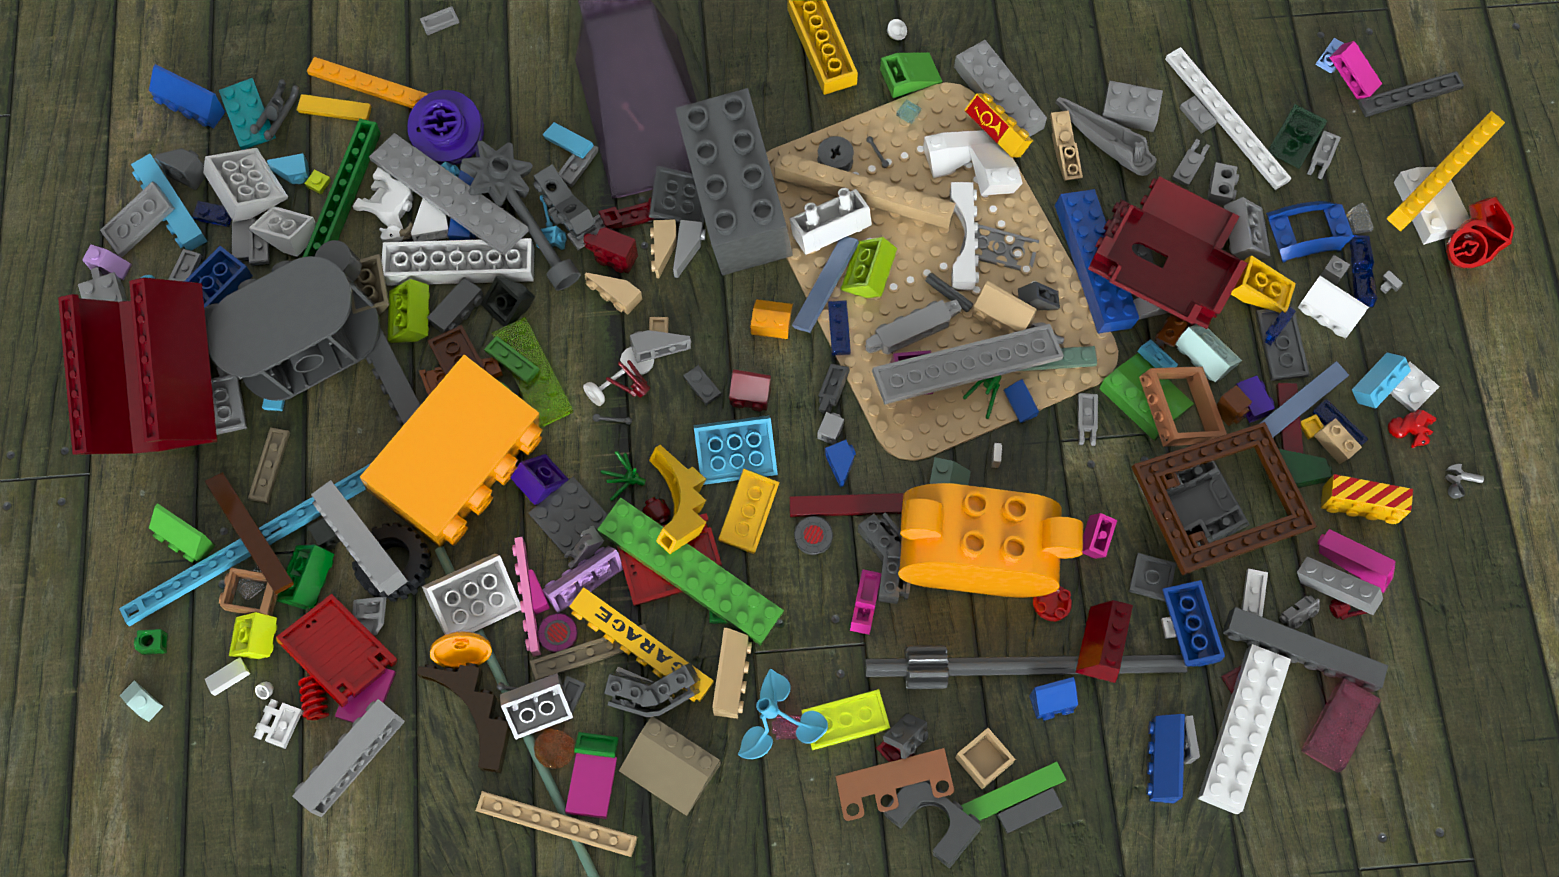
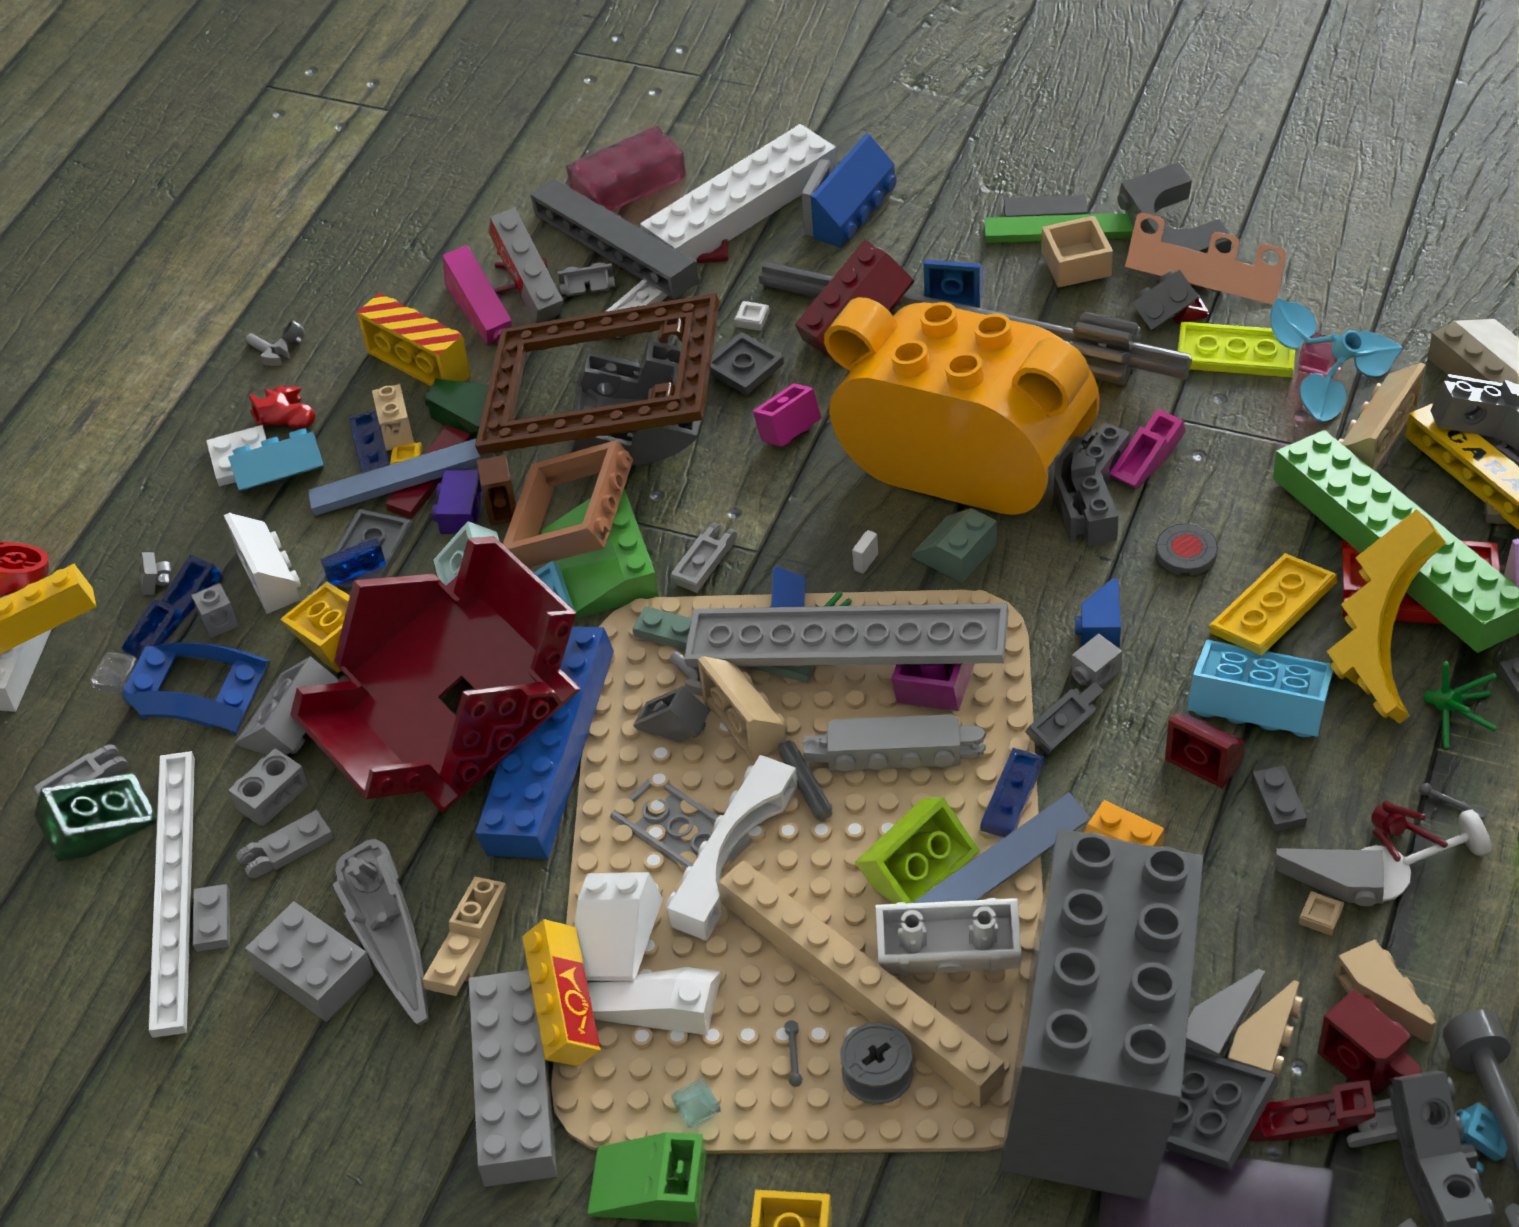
camera: 150 degrees left, 20 degrees down
(657, 510) = (1422, 641): dark red head -> none
(846, 505) = (1107, 565): dark red tile -> none
(1193, 624) = (736, 278): blue slope -> none

